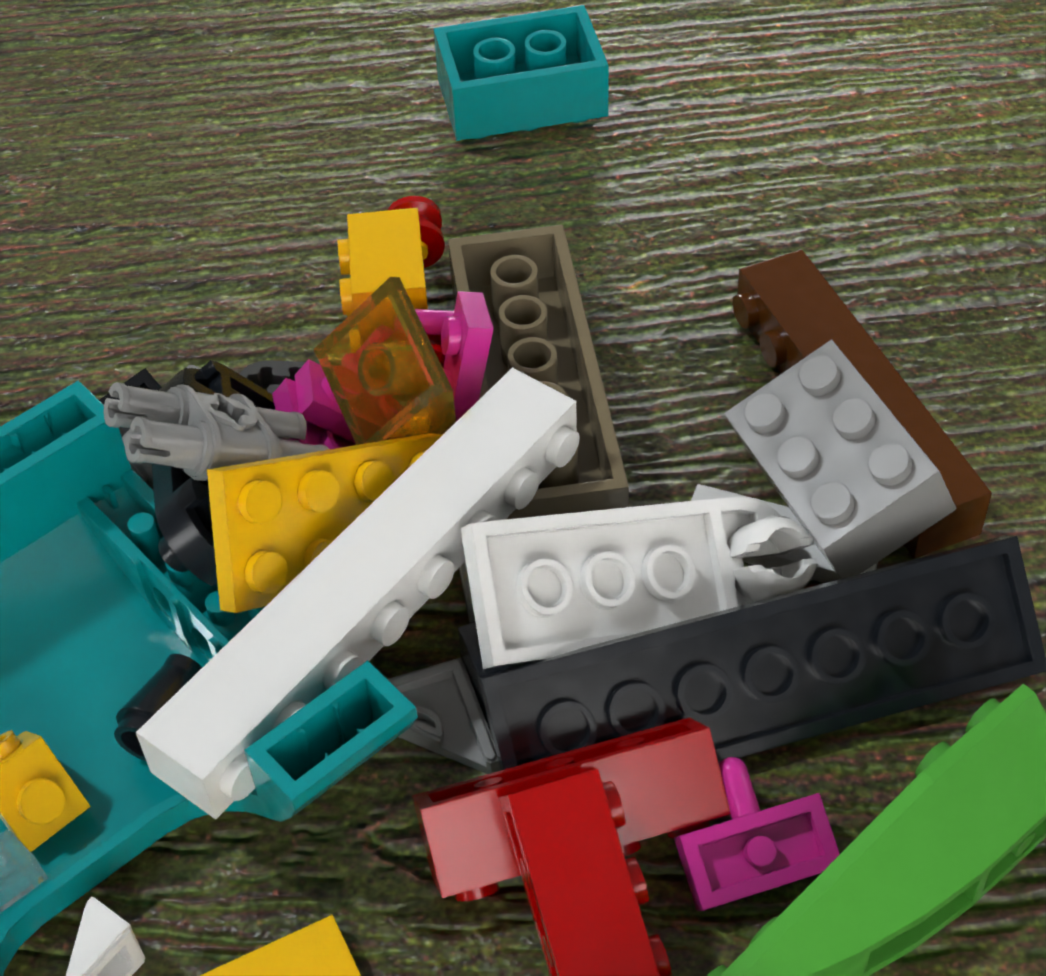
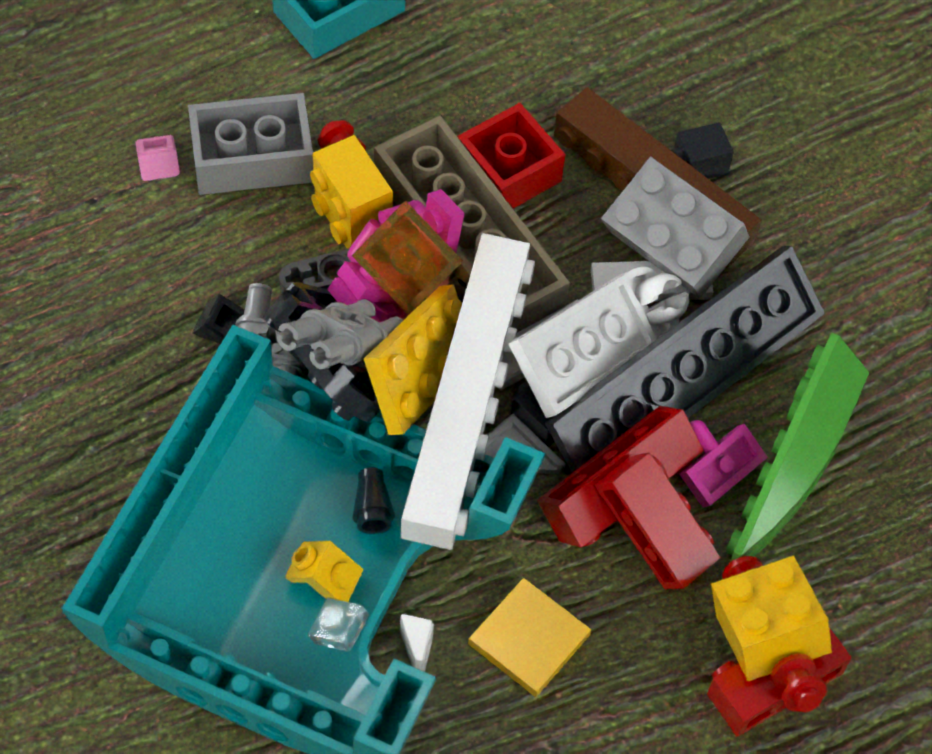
camera: 30 degrees left, 10 degrees up
(188, 199) = (157, 157): none -> bright pink slope
(292, 199) = (251, 143): none -> light grey brick
(646, 311) = (515, 154): none -> red brick
(949, 380) = (705, 149): none -> black brick

